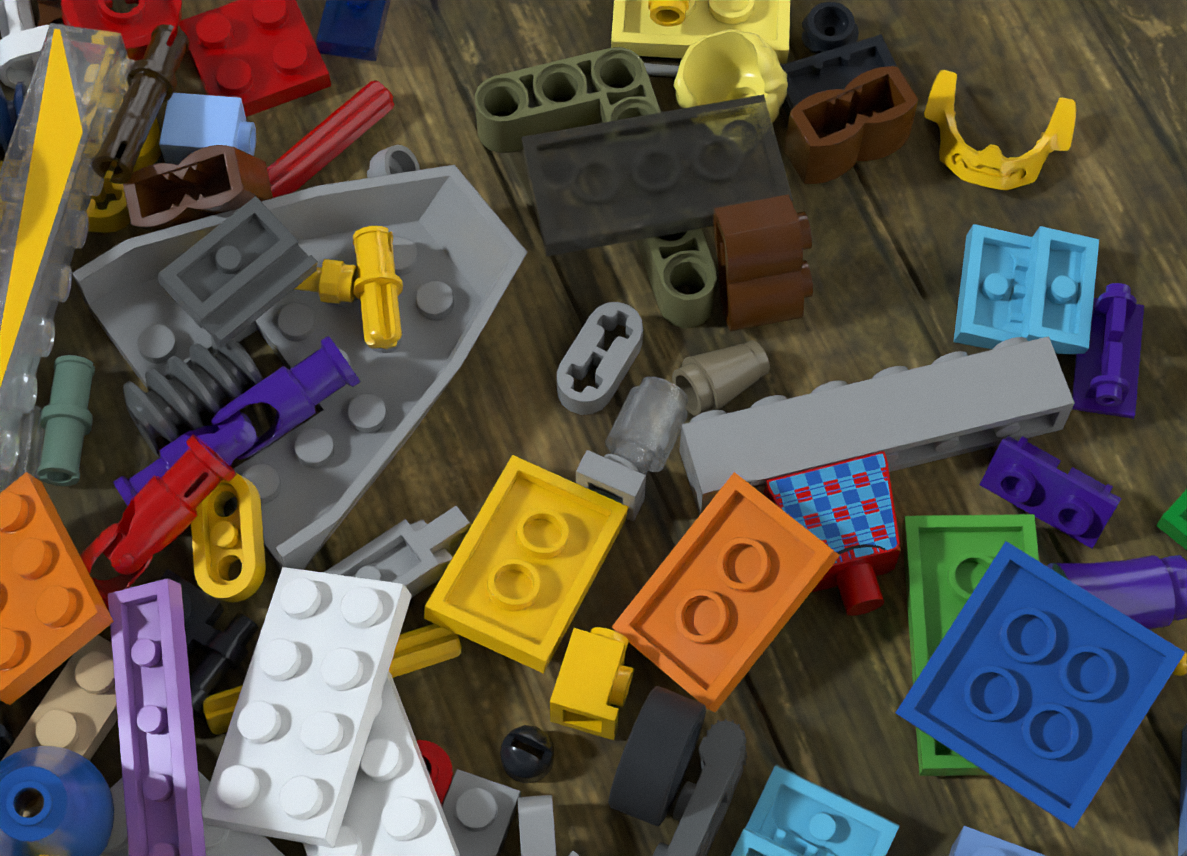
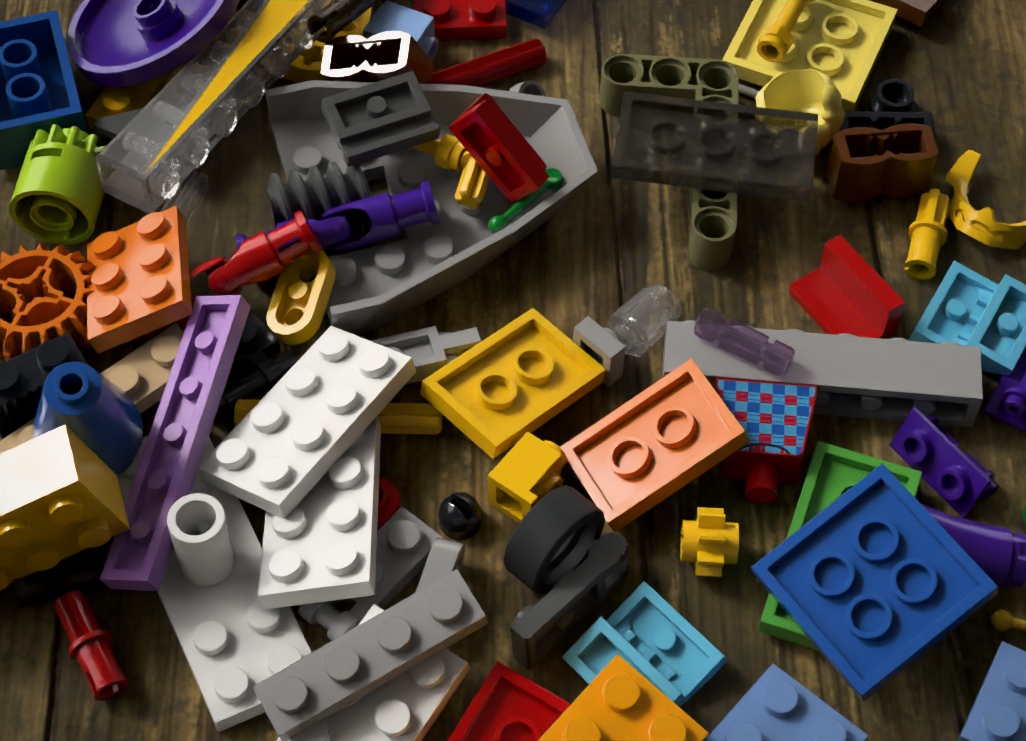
camera: 20 degrees right, 10 degrees down
(66, 421) = (222, 191): sand green pin -> none
(401, 264) = (500, 148): none -> red panel
(469, 276) = (500, 222): none -> green hinge
(589, 351) = (623, 262): light grey beam -> none
(720, 375) = (728, 300): dark tan cone -> none
(762, 262) = (773, 229): reddish brown brick -> none
(784, 425) = (744, 341): none -> clear purple axle
(830, 689) = (709, 542): none -> yellow gear
(870, 313) = (848, 295): none -> red panel
(930, 198) = (927, 235): none -> yellow axle

